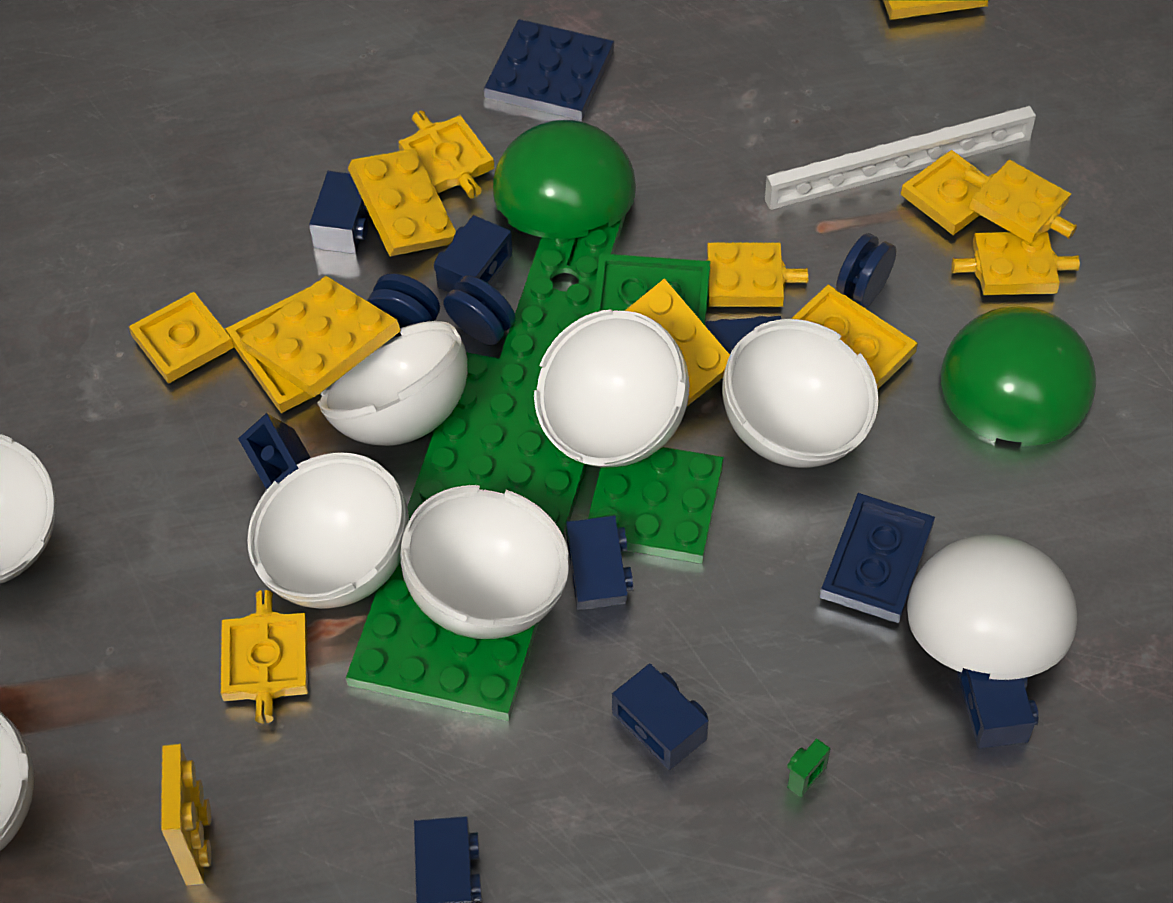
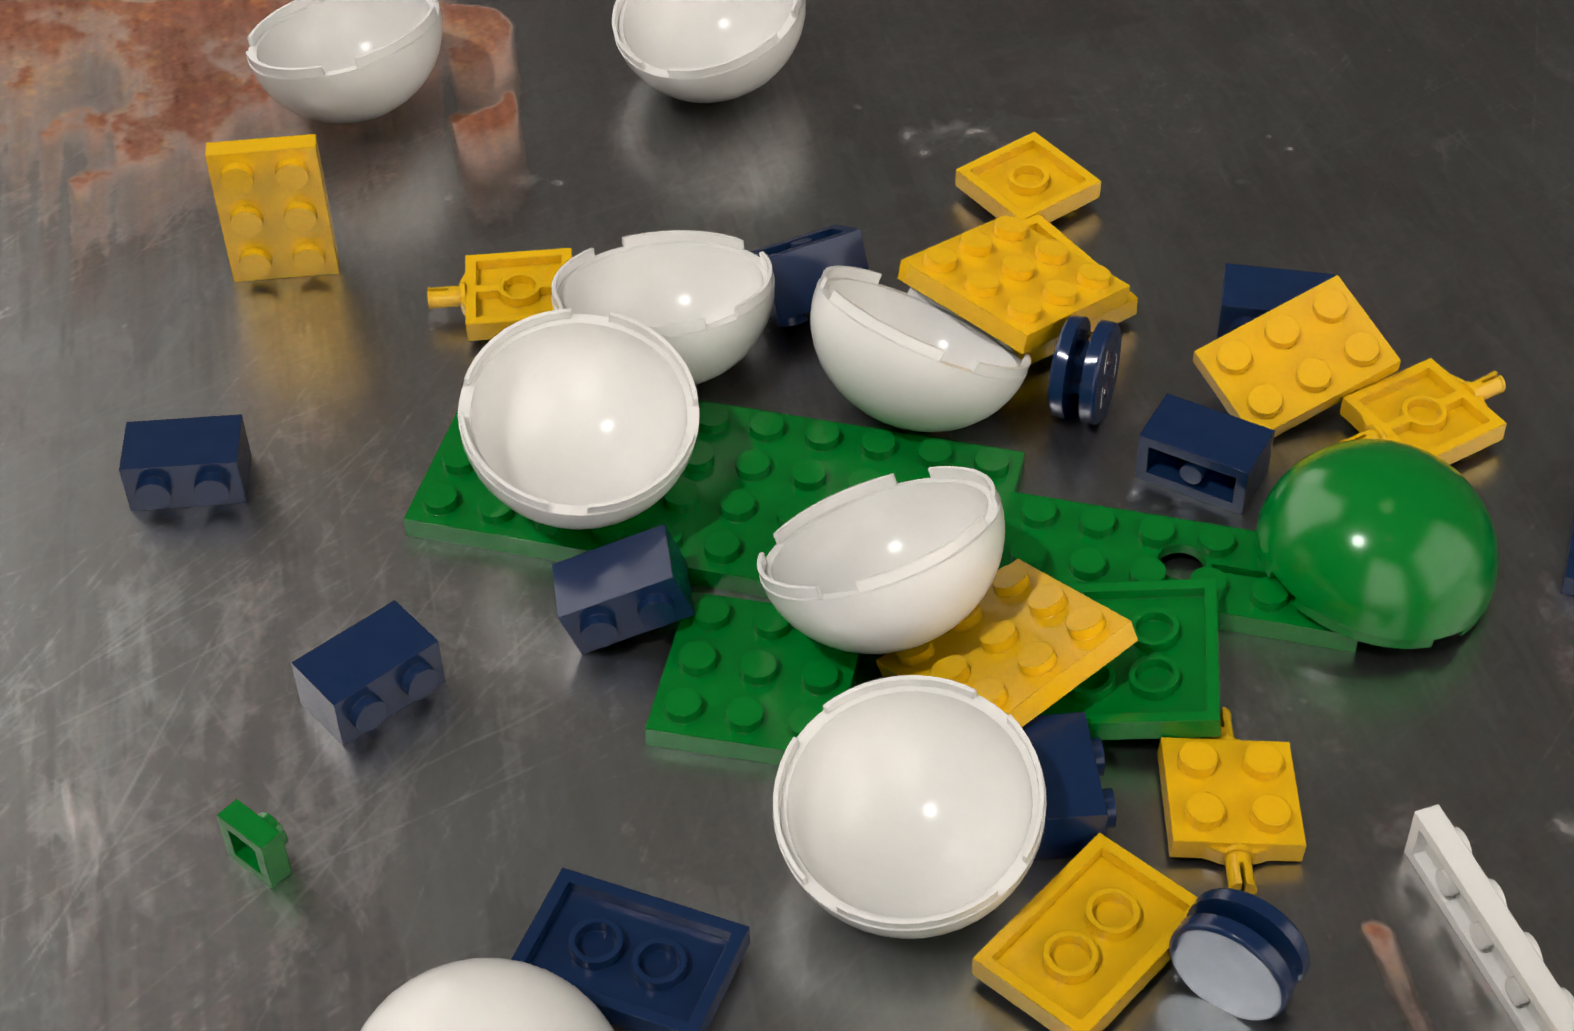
camera: 90 degrees right, 10 degrees down
(479, 310) = (1086, 448): dark blue head -> none

